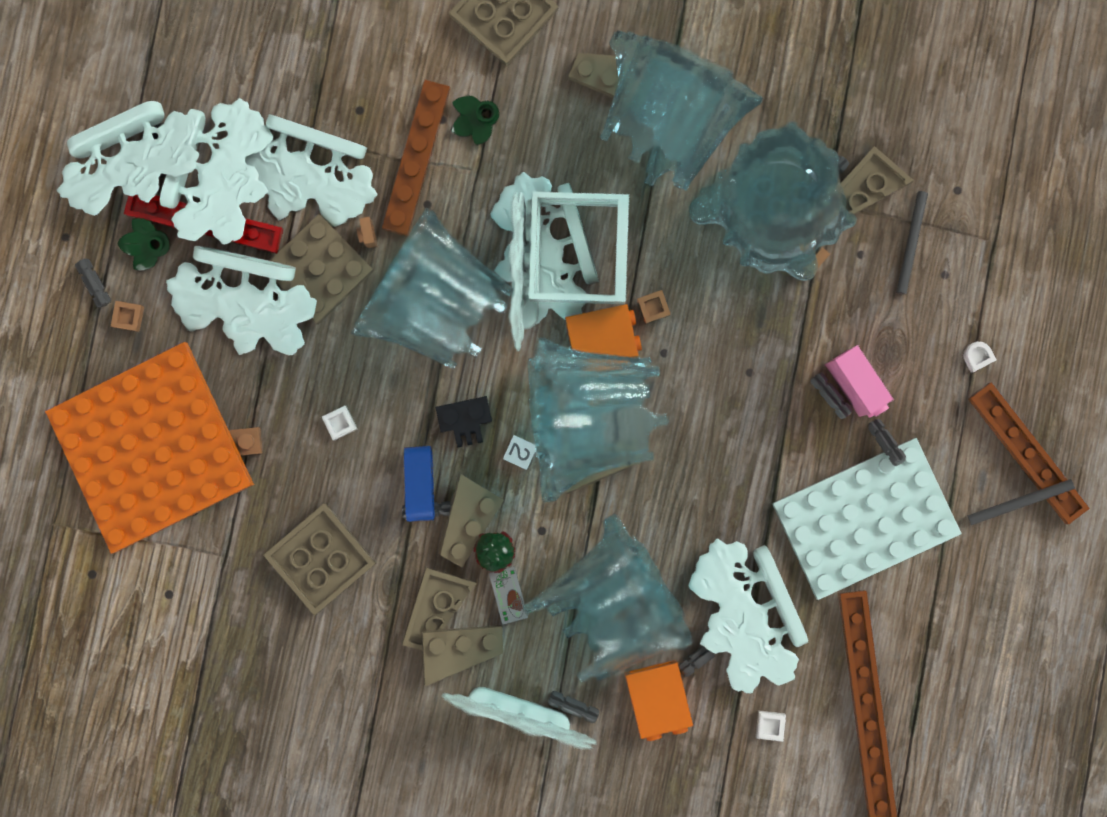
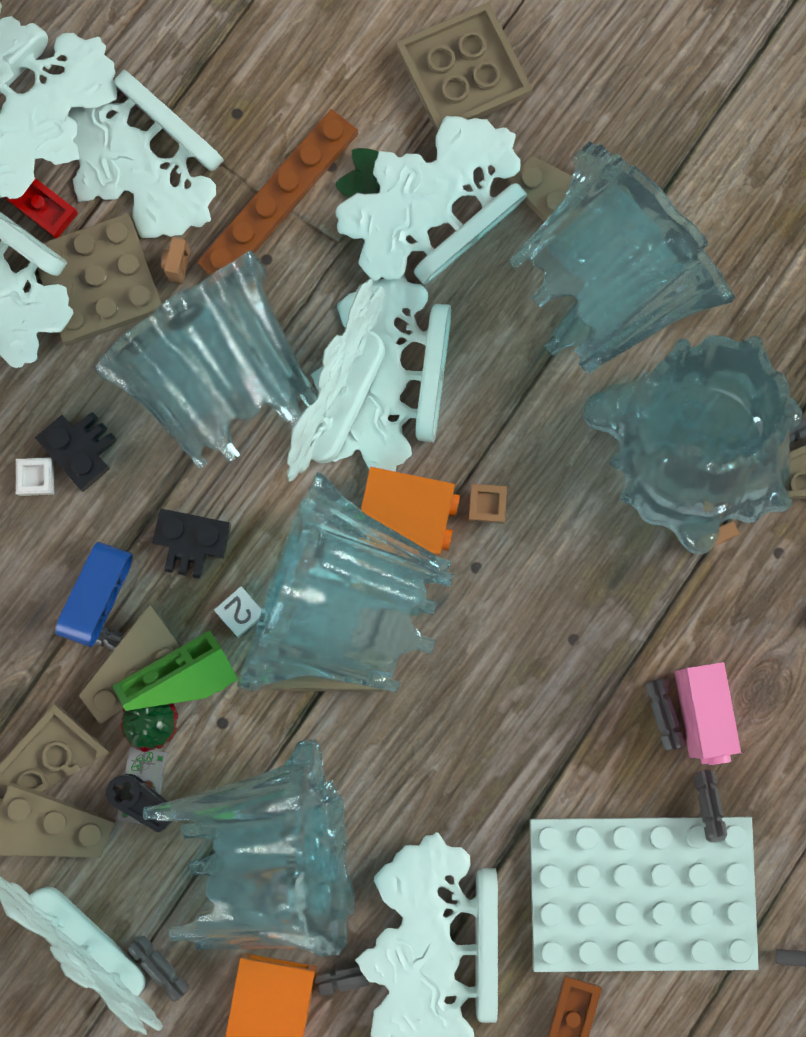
camera: 25 degrees right, 5 degrees down
(359, 391) = (78, 448): none -> black hinge
(503, 511) = (180, 676): none -> bright green slope
(515, 114) = (422, 195): none -> light aqua plant
(515, 606) = (133, 806): none -> black piece
(533, 236) = (375, 348): light aqua window -> none

